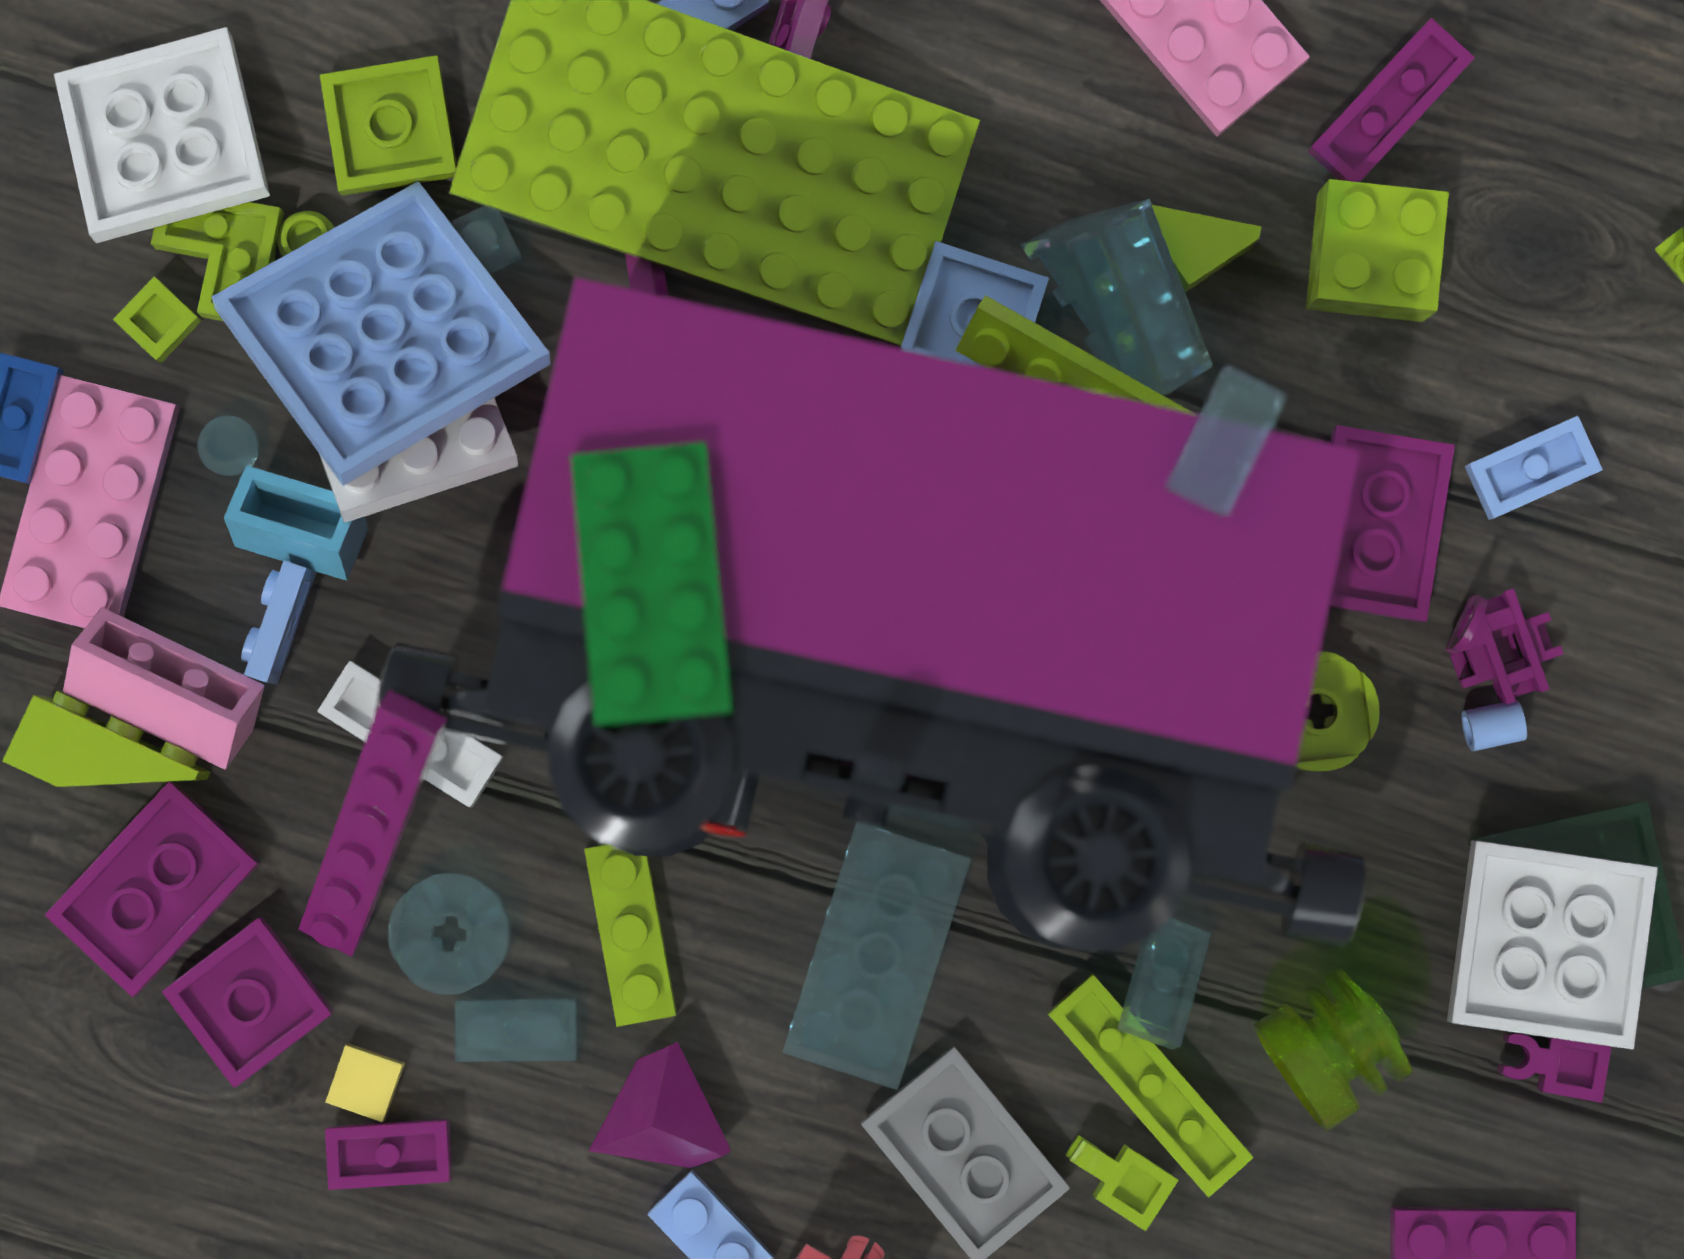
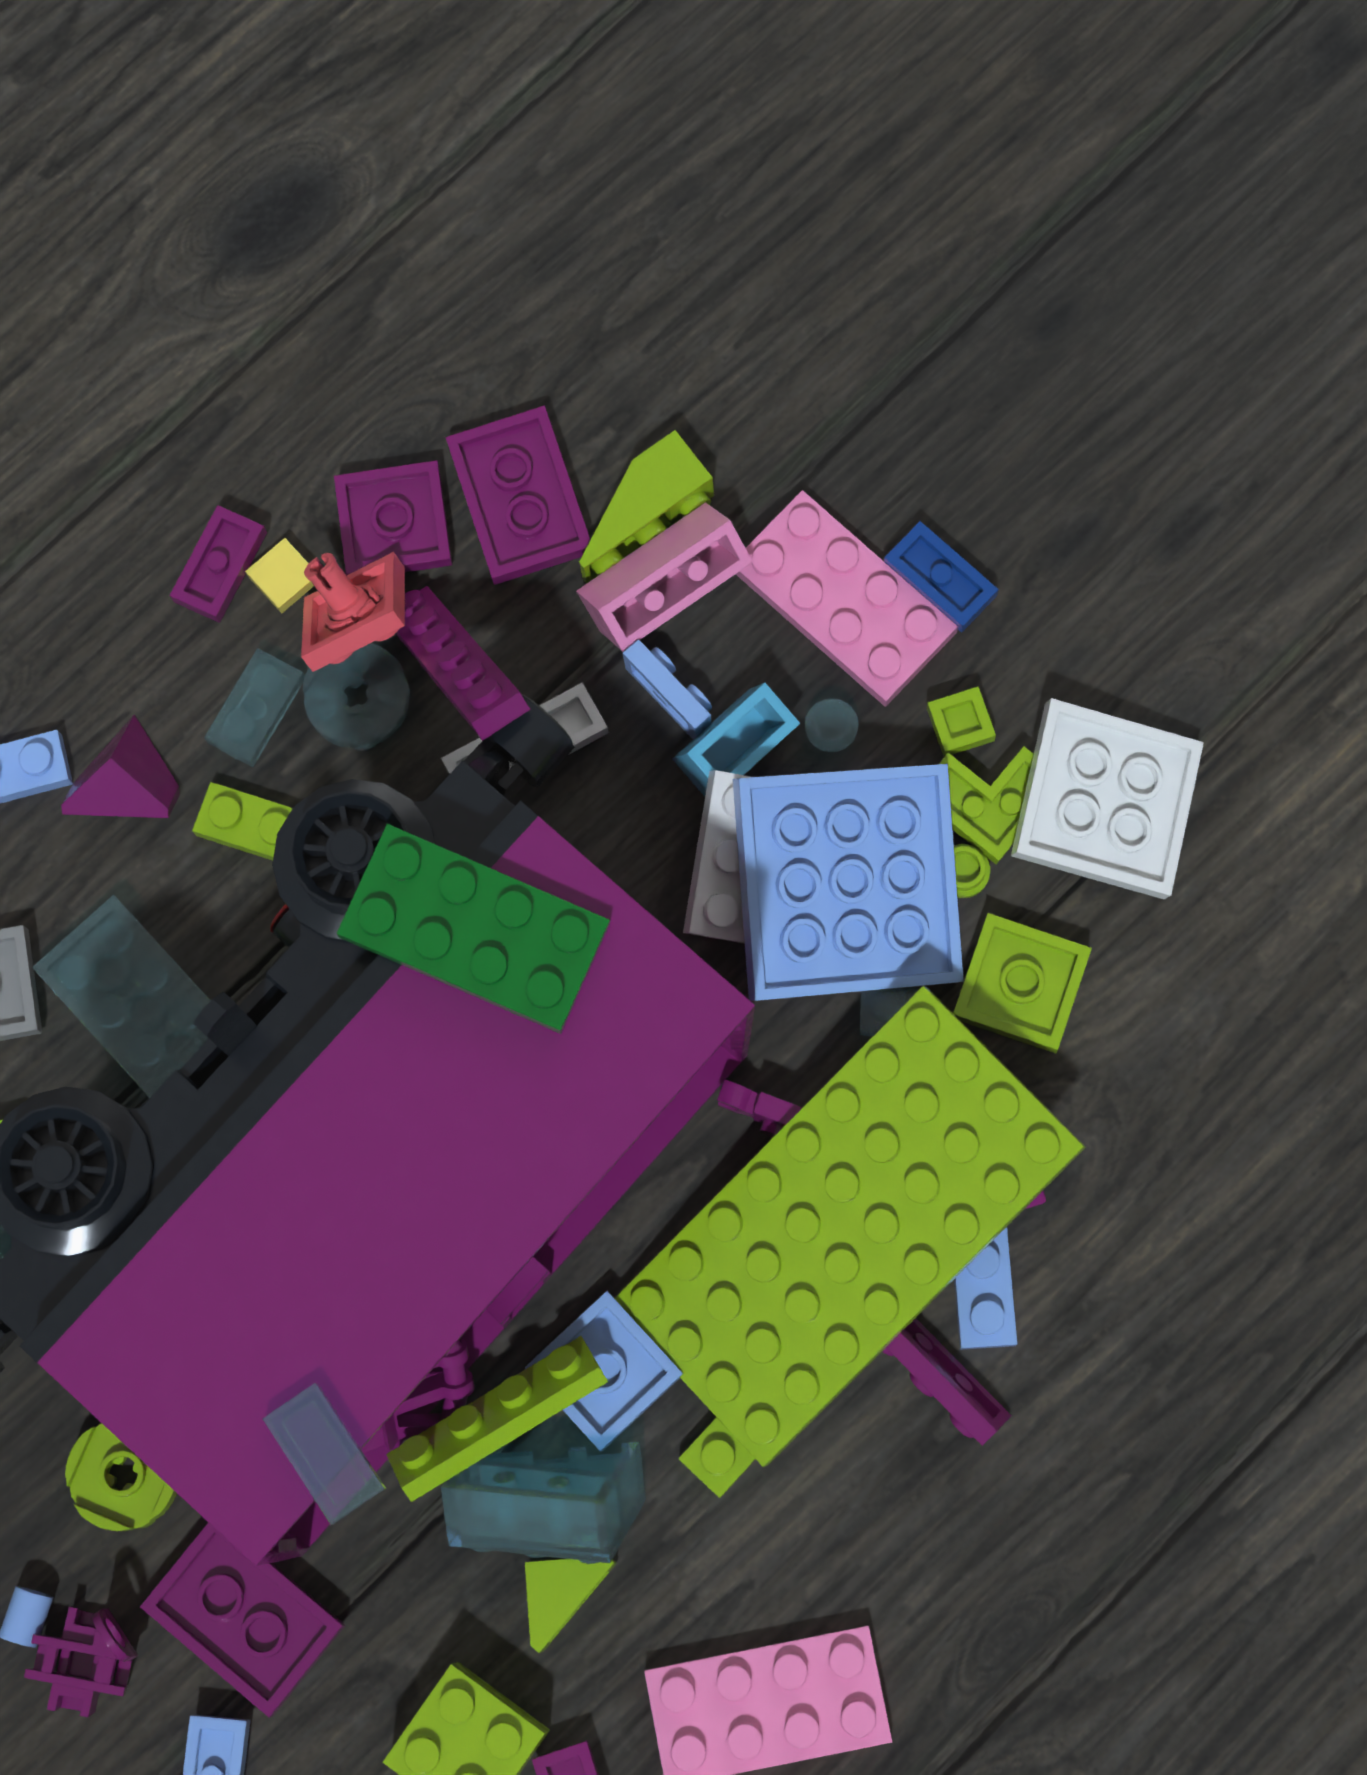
camera: 135 degrees right, 10 degrees down
(367, 979) = (350, 608): none -> coral plate
(993, 172) = (717, 1458): none -> lime plate

